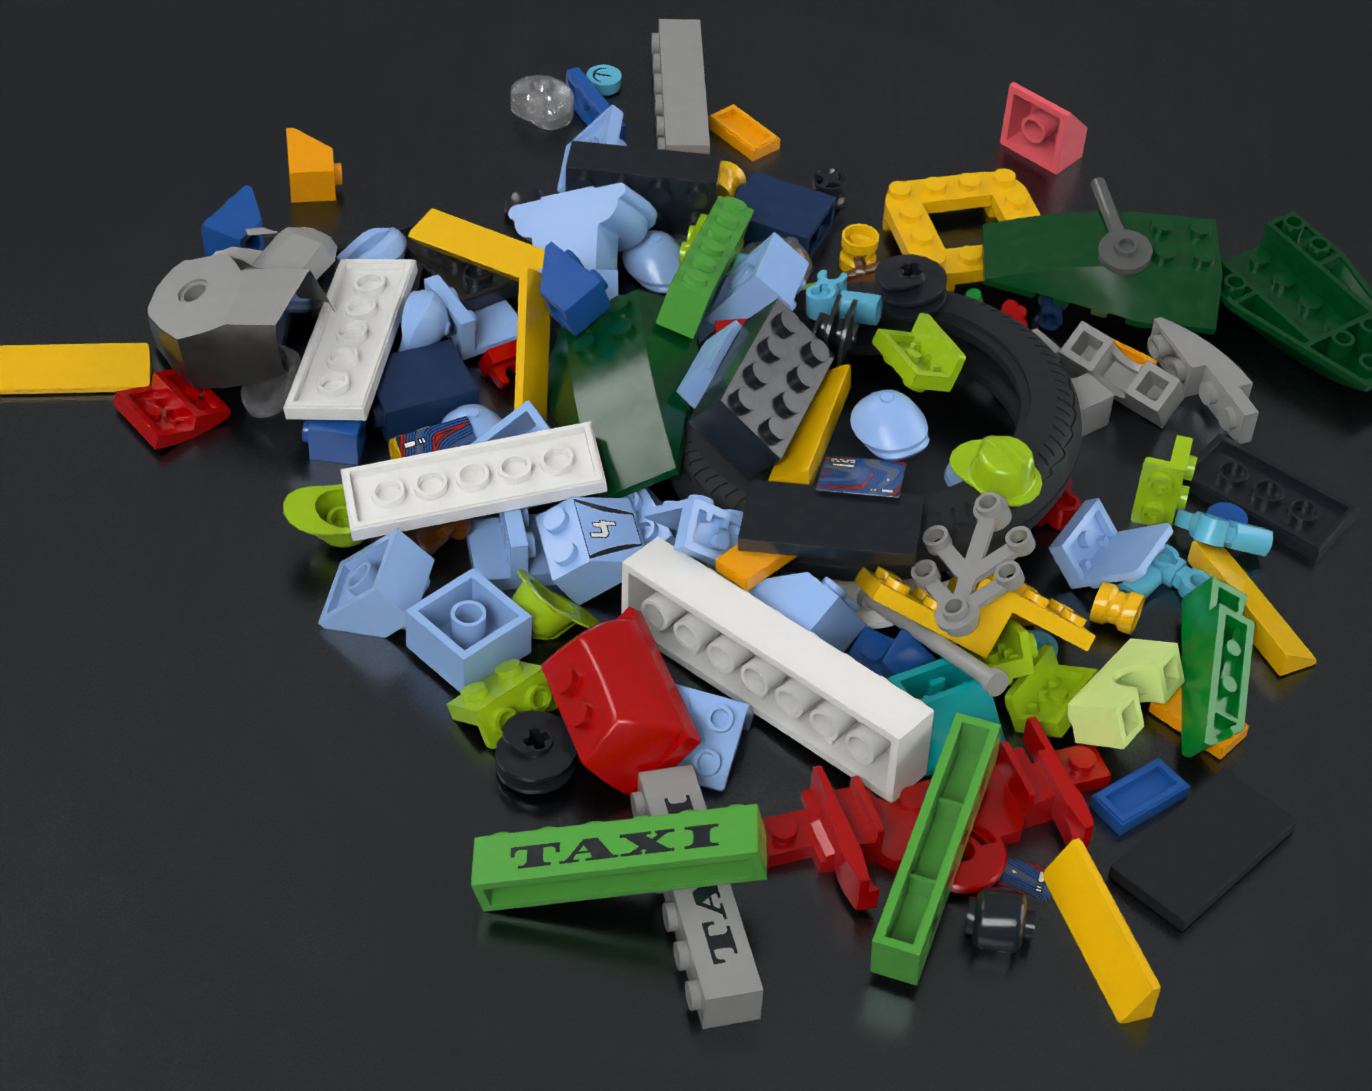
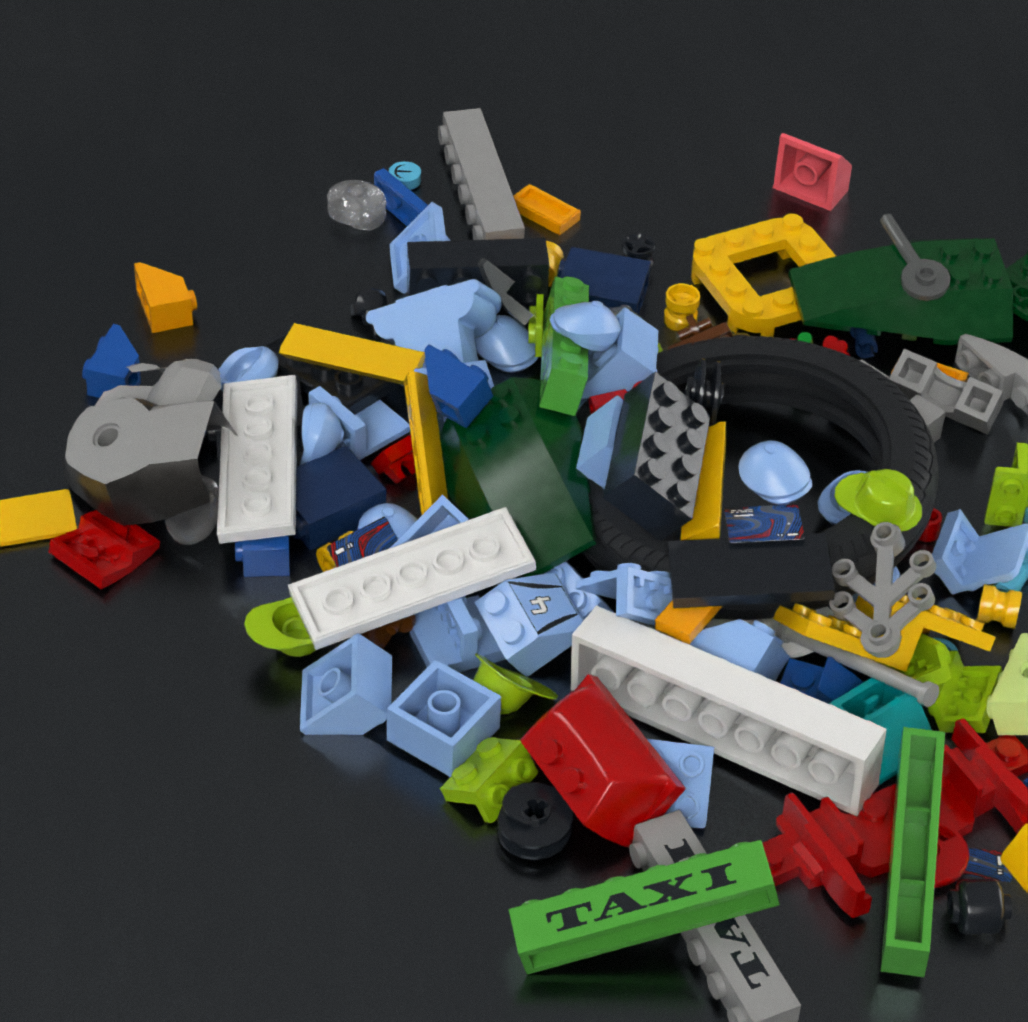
camera: 10 degrees left, 0 degrees up
(656, 194) = (501, 284): none -> dark grey slope
(726, 244) = (587, 325): none -> light blue hat
(822, 295) = (681, 364): medium azure bar -> none
(910, 286) = (754, 340): black piece -> none
(921, 357) = (784, 403): lime bracket -> none

